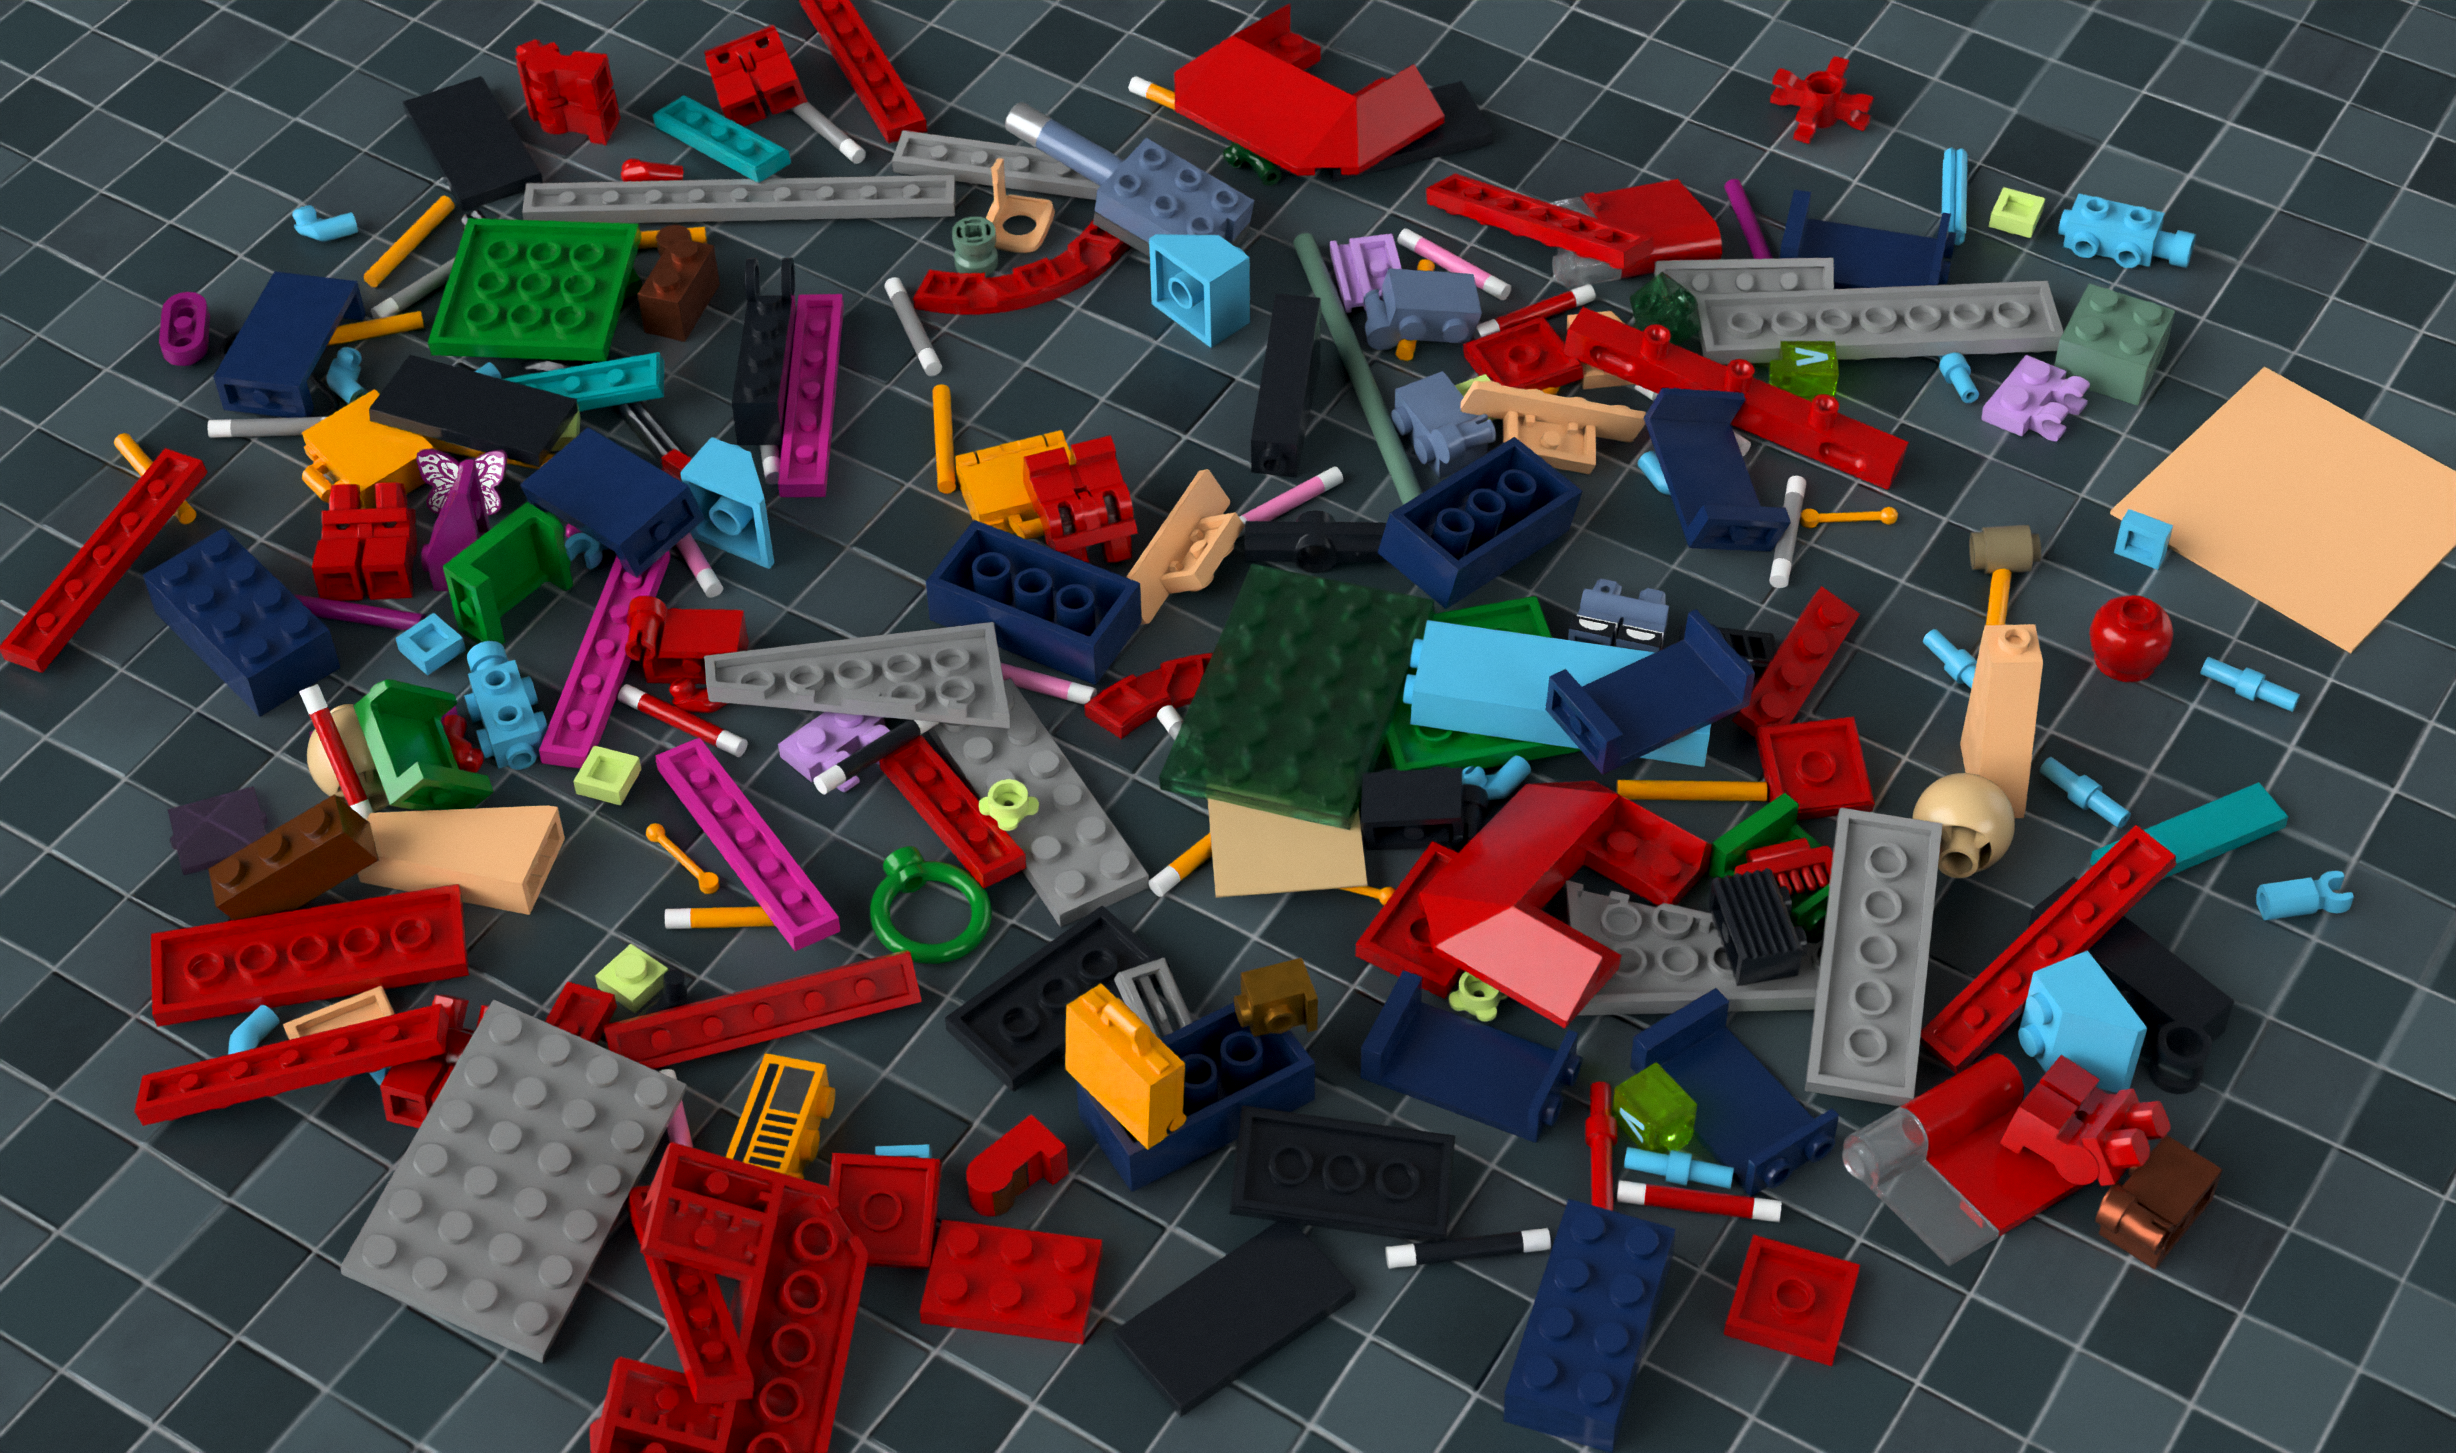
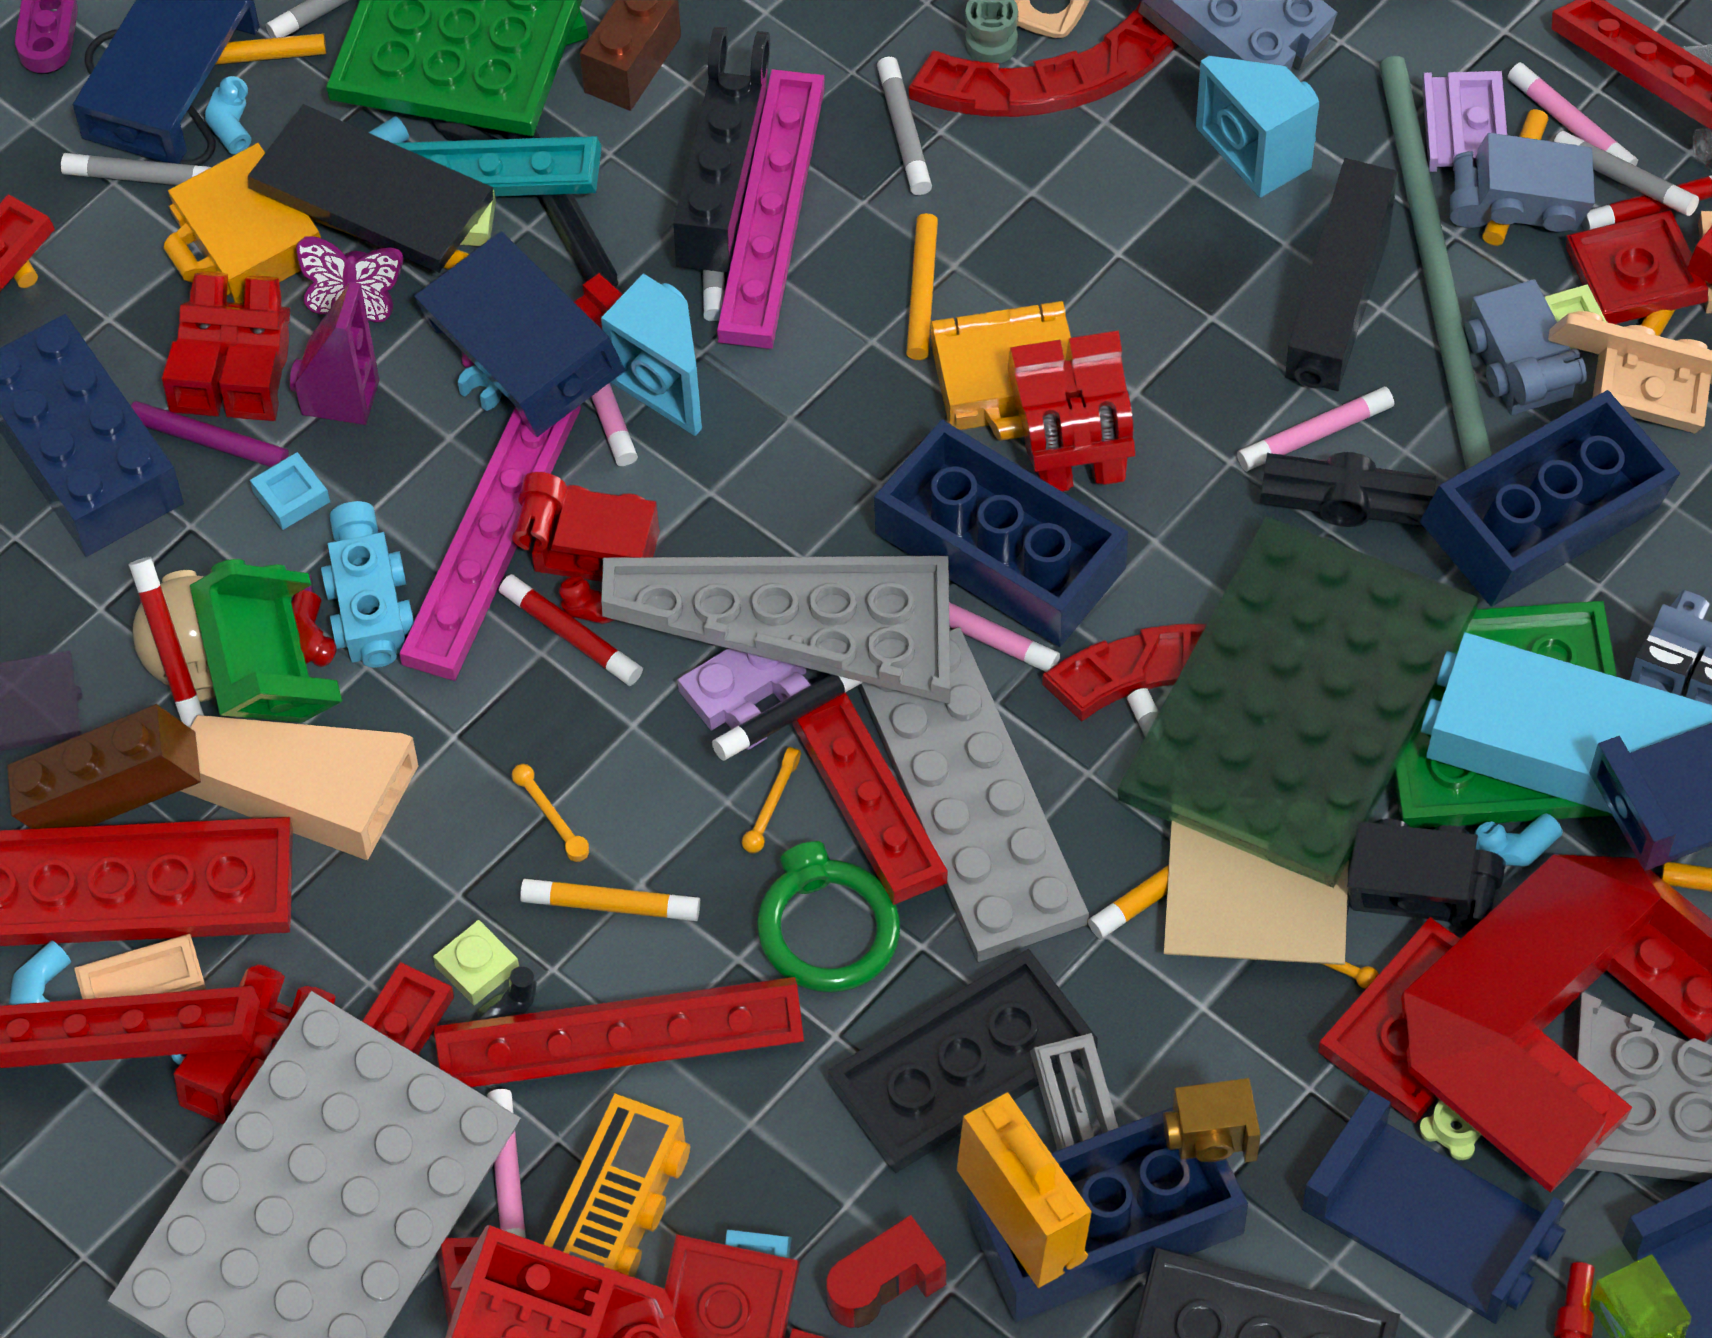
camera: 10 degrees right, 10 degrees up
(505, 569) = (383, 410): green panel -> none
(607, 775) = (475, 694): yellowish green plate -> none
(748, 844) = (626, 810): dark pink plate -> none
(858, 857) = (753, 840): none -> light orange hinge
(1008, 803) = (931, 789): yellowish green plate -> none
(1187, 545) = (1193, 476): light nougat bracket -> none
(1519, 298) = (1636, 177): none -> light grey bar

